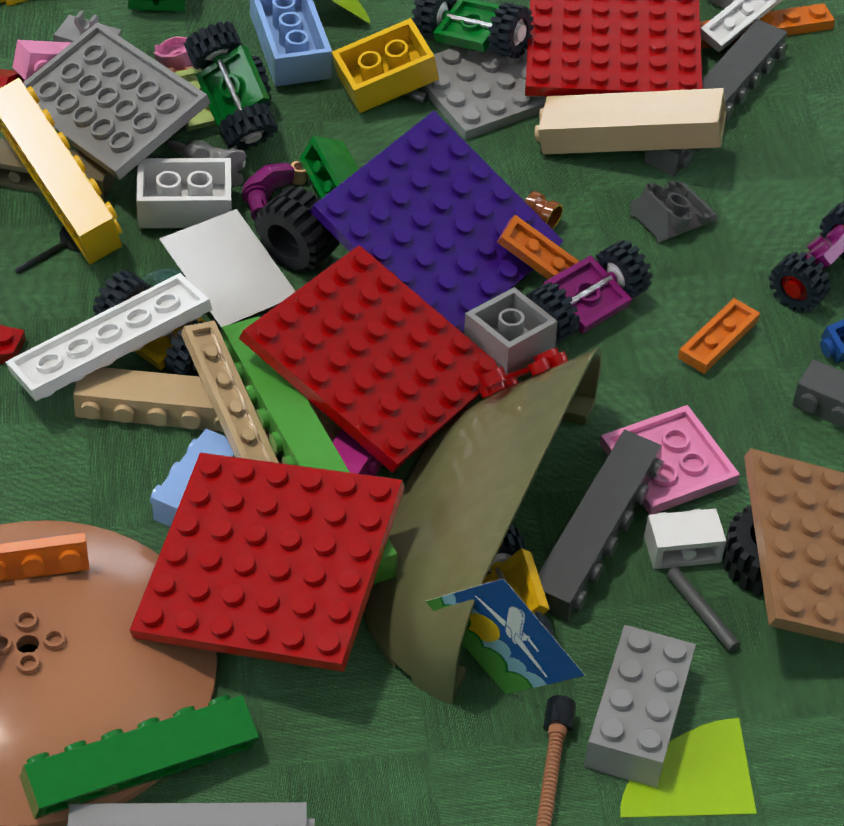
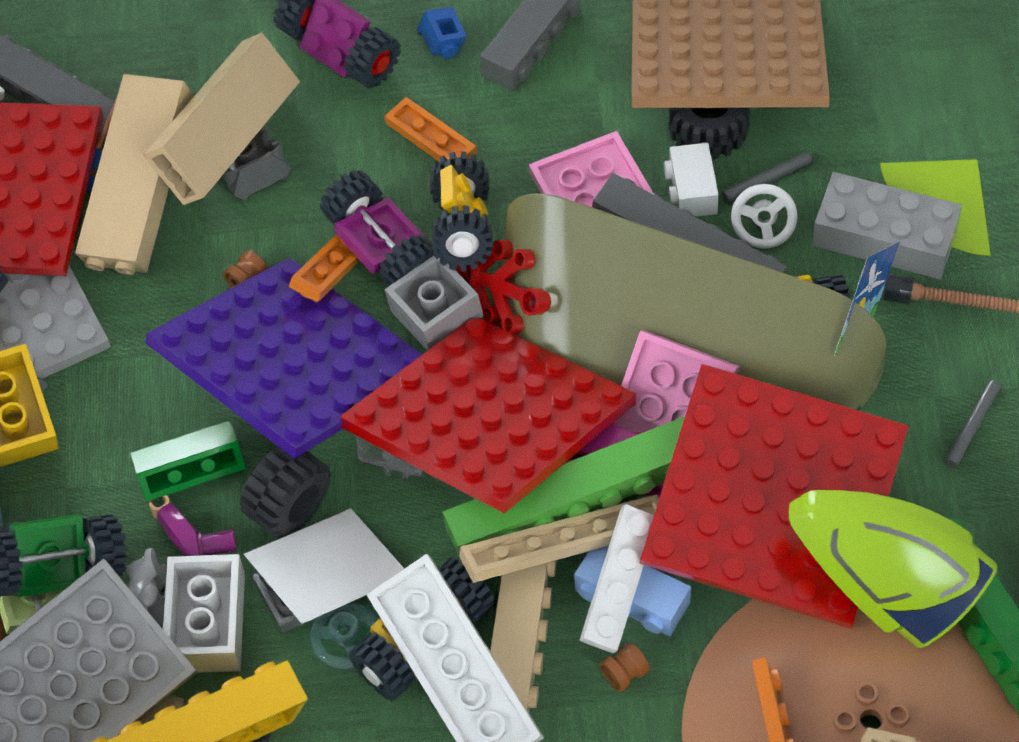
camera: 80 degrees left, 10 degrees up
(112, 471) = (624, 667): none -> dark orange wheel
(164, 625) = (894, 559): none -> lime panel
(182, 447) = (617, 580): none -> white plate
(390, 779) = (972, 424): none -> dark grey bar
(424, 493) = (663, 380): none -> bright pink plate
(625, 334) = (464, 230): none -> black plate
(642, 595) = (783, 199): none -> white piece
(698, 168) = (221, 119): none -> tan brick

